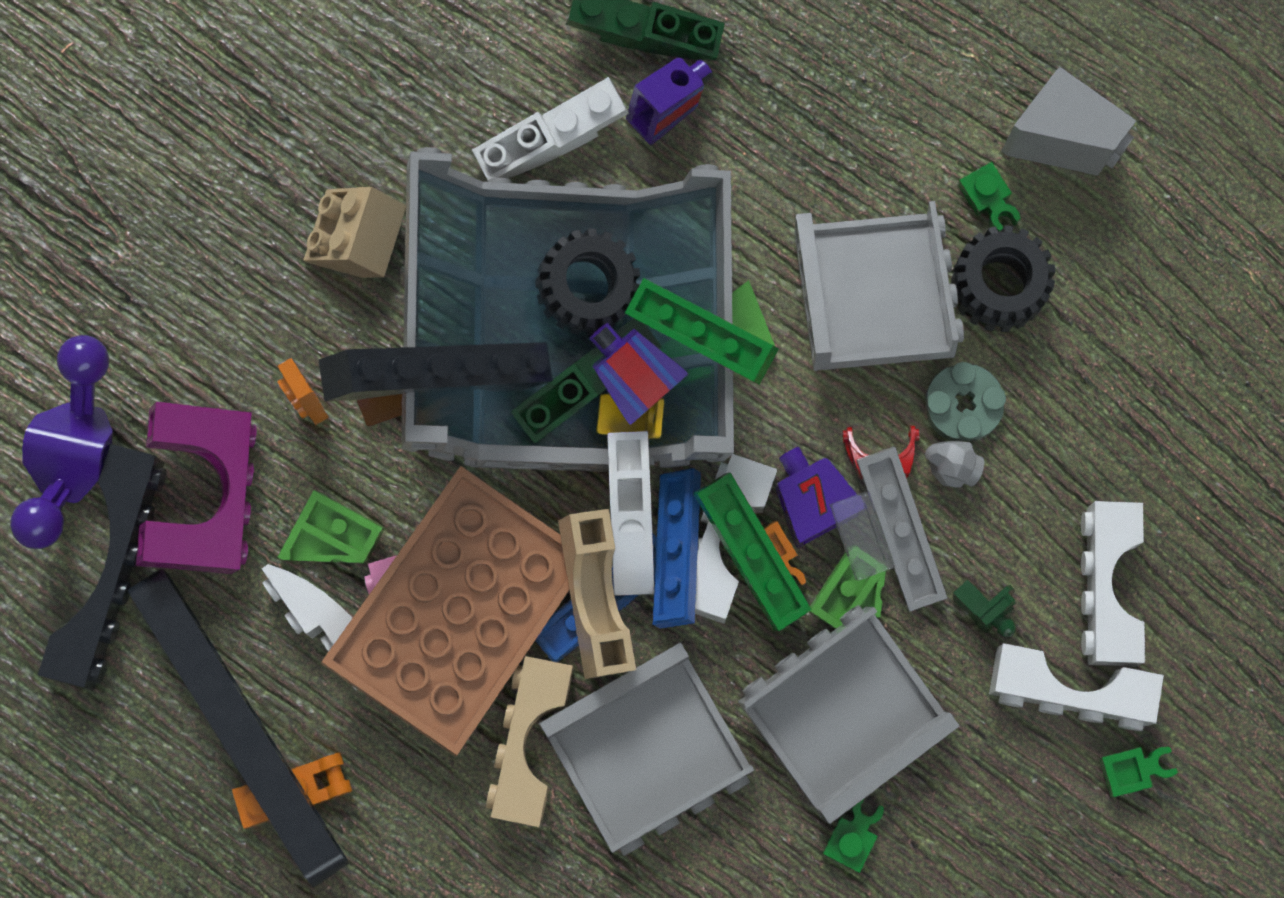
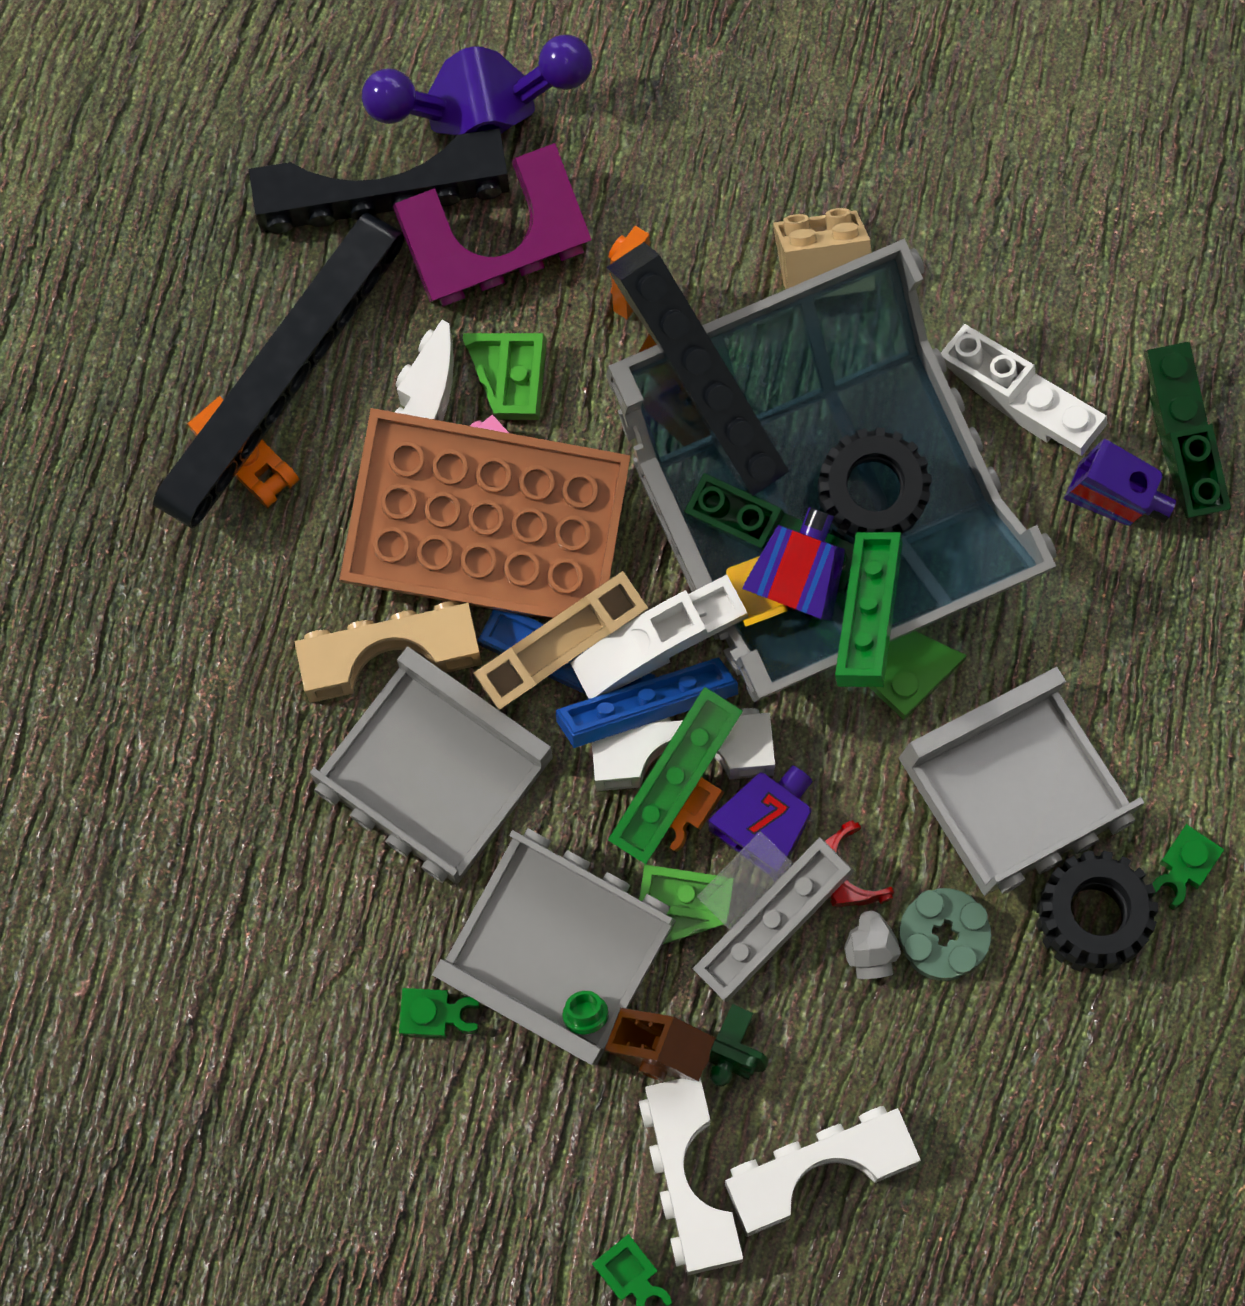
camera: 70 degrees right, 5 degrees down
(913, 713) = (585, 1013): none -> green plate
(968, 664) = (659, 1045): none -> reddish brown brick

